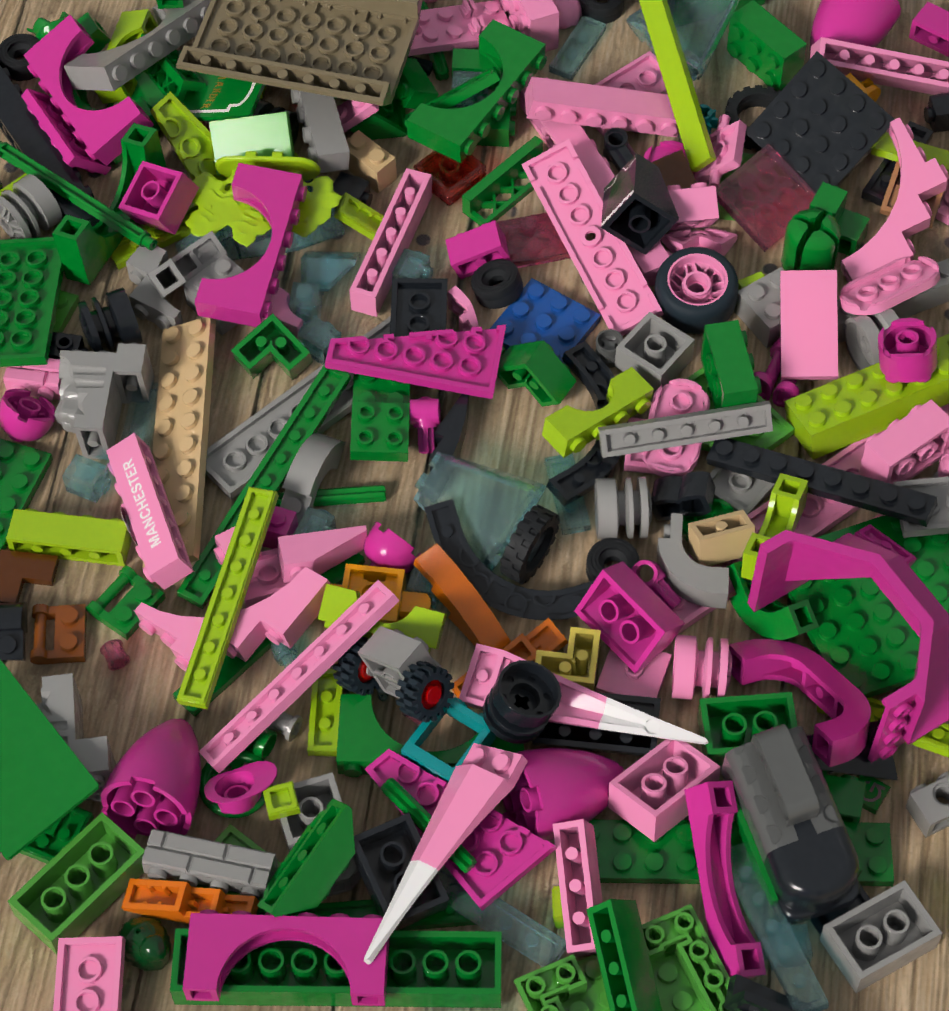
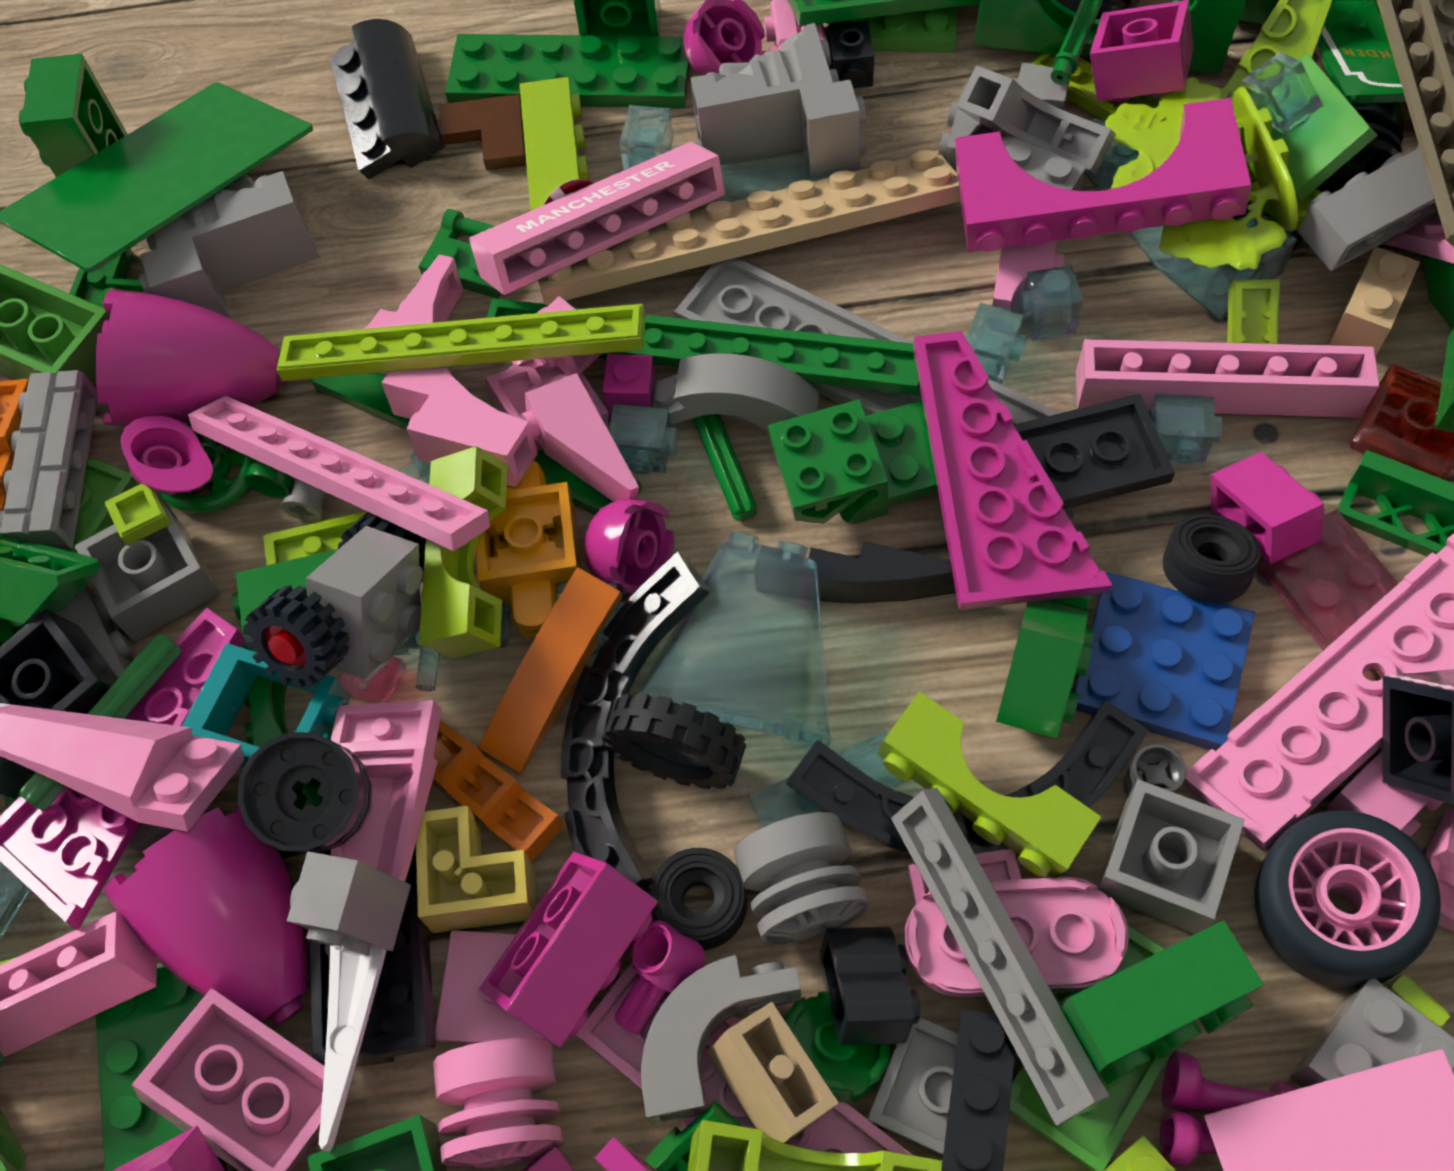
camera: 80 degrees right, 5 degrees up
(68, 635) = (409, 208): dark orange plate -> none
(109, 322) = (908, 77): black wheel -> none
(115, 654) = (384, 264): clear pink axle -> none
(237, 139) = (1285, 91): none -> clear light blue brick
(271, 343) = (945, 276): green brick -> none
(326, 267) = (1130, 304): clear light blue slope -> none
(355, 186) = (1302, 299): black brick -> none
(424, 417) = (890, 520): dark pink axle -> none
(463, 308) = (1123, 537): bright pink slope -> none
(591, 690) = (348, 904): none -> light grey brick

